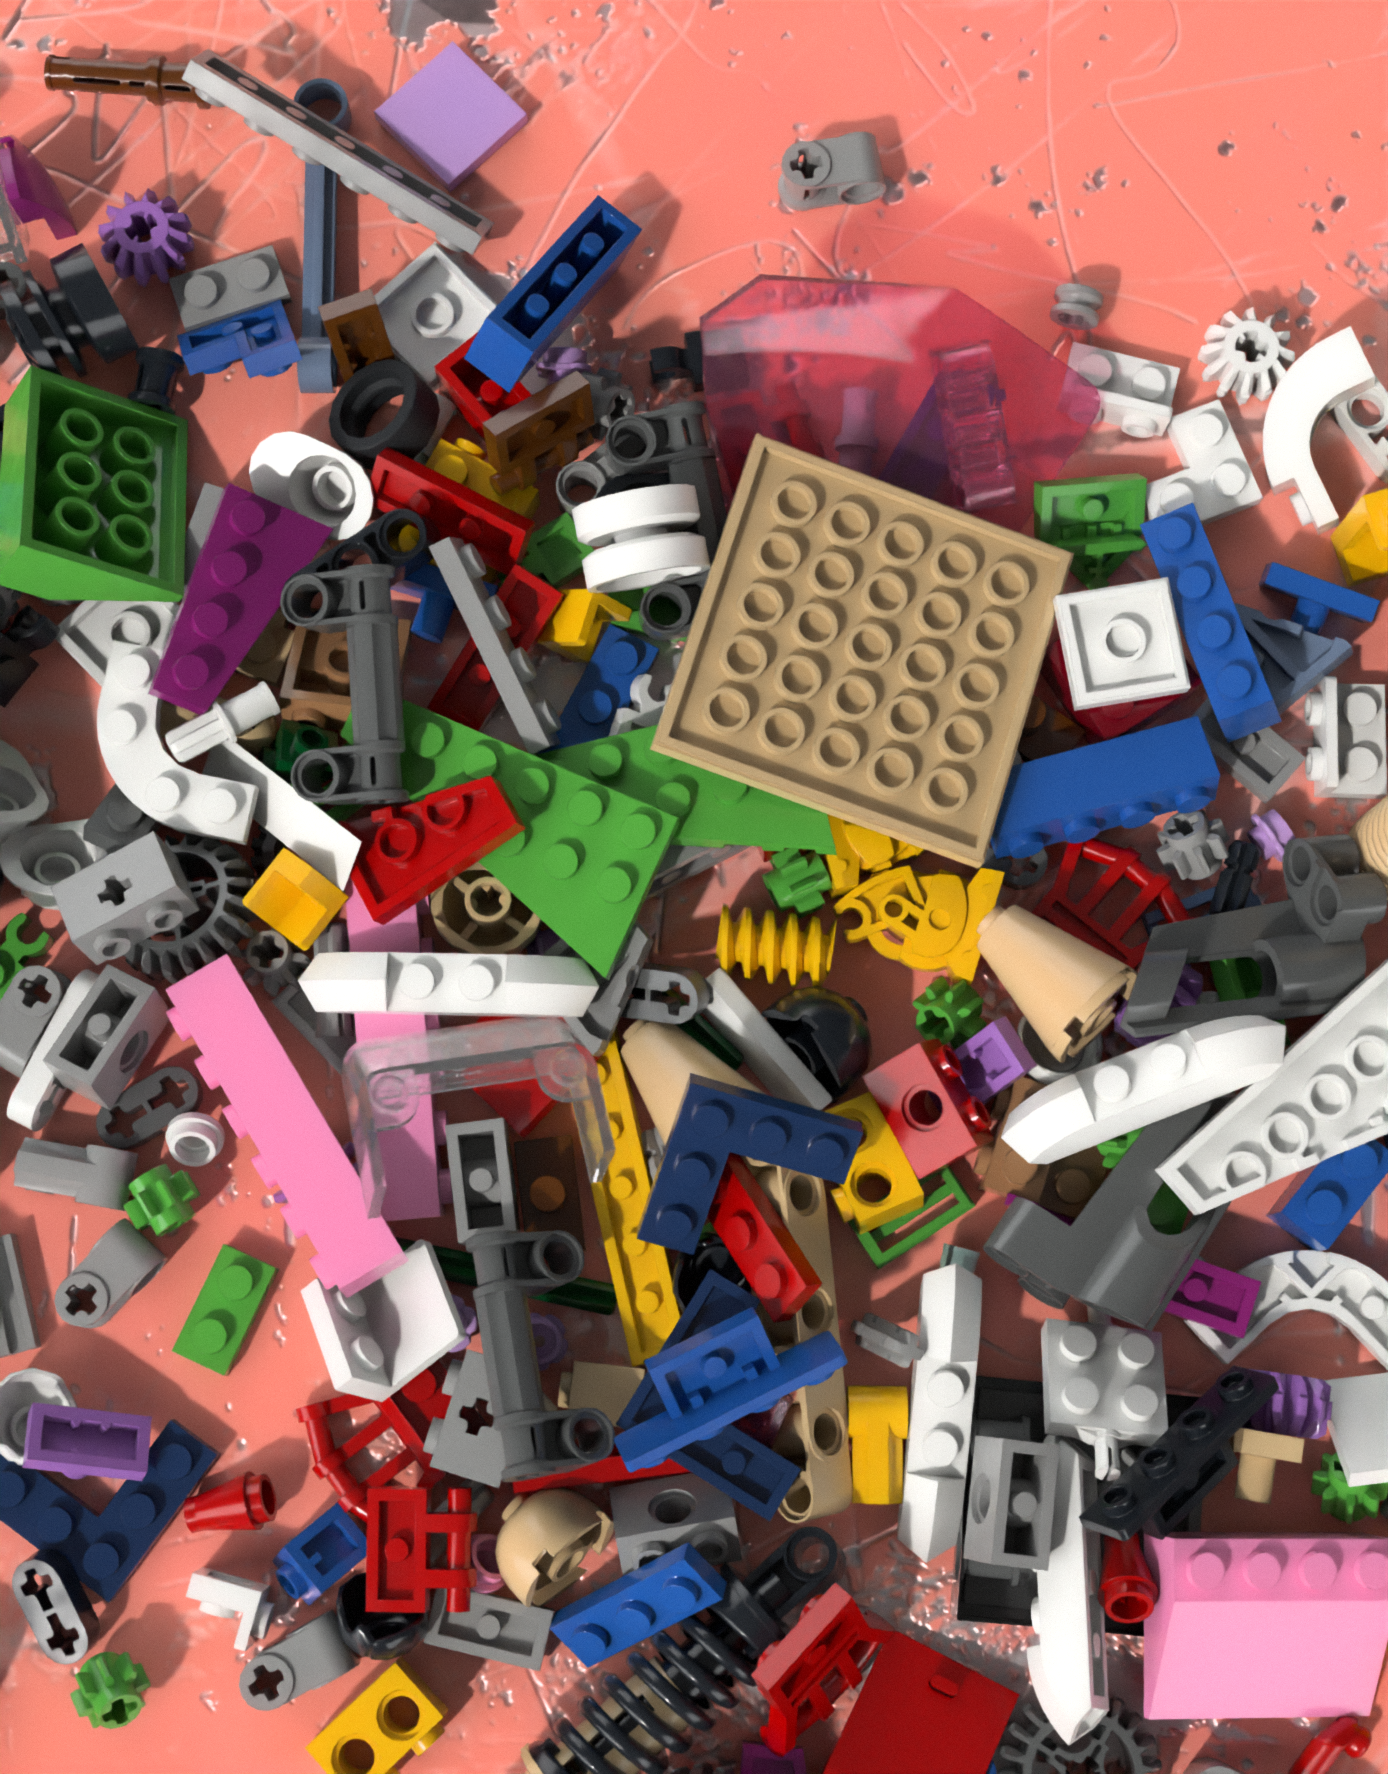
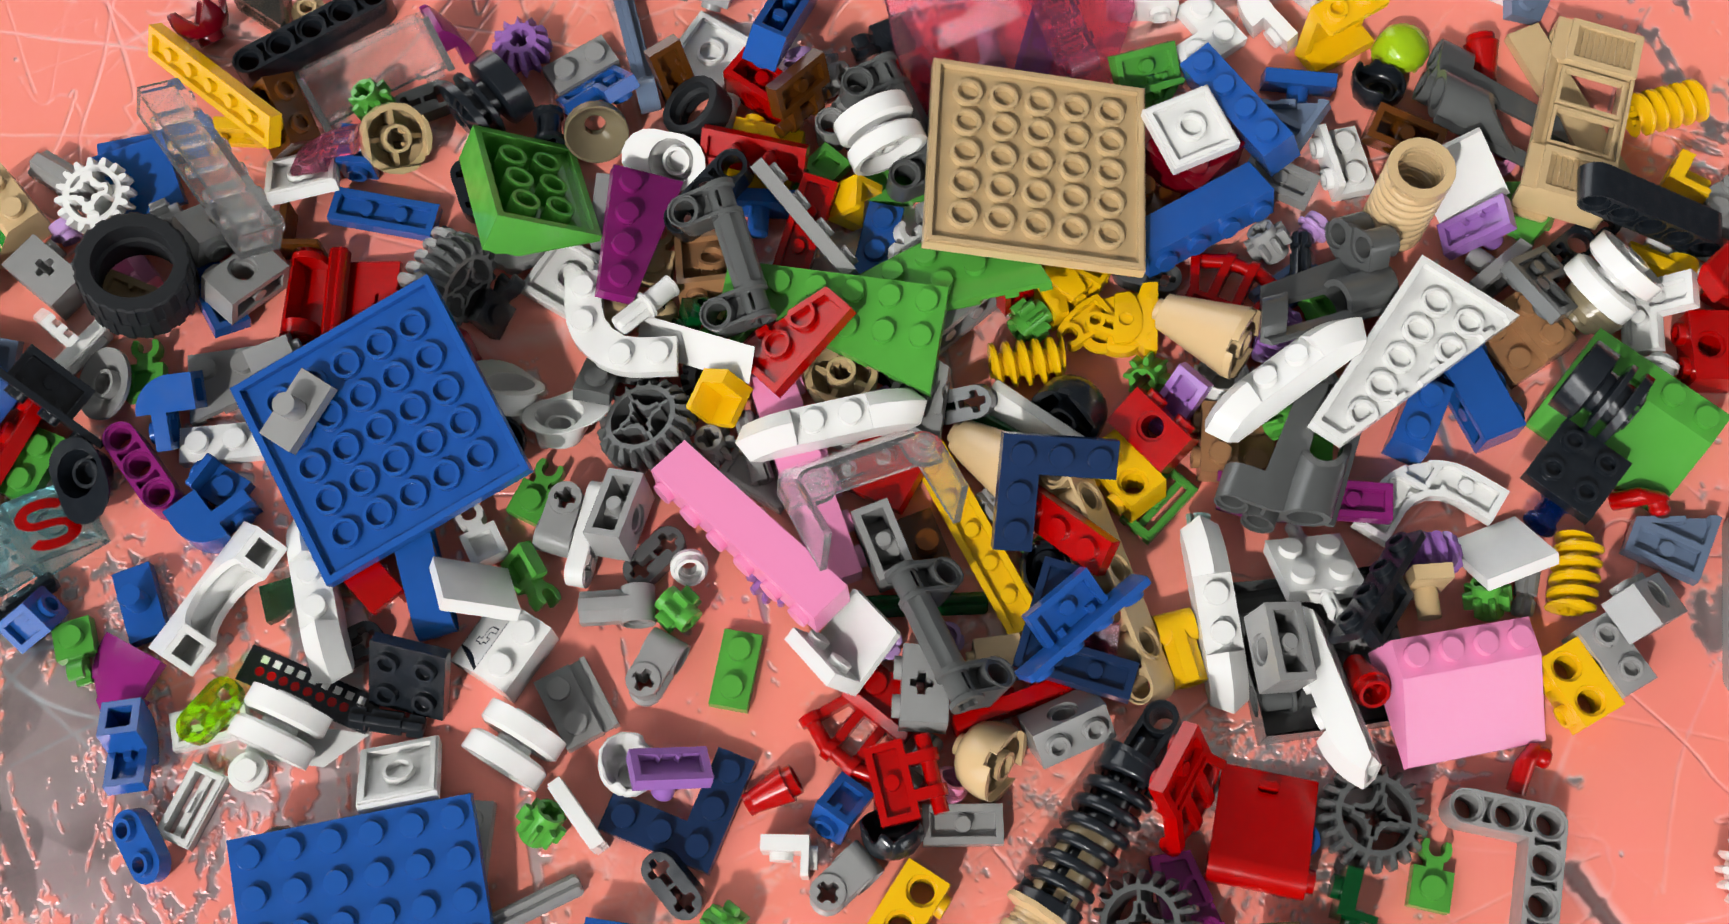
camera: 10 degrees left, 10 degrees down
(124, 899) = (611, 421): light grey brick -> none
(218, 424) = (600, 144): none -> dark tan piece
(638, 1605) = (1058, 779): blue plate -> none
(887, 1340) = (1170, 577): light grey axle -> none

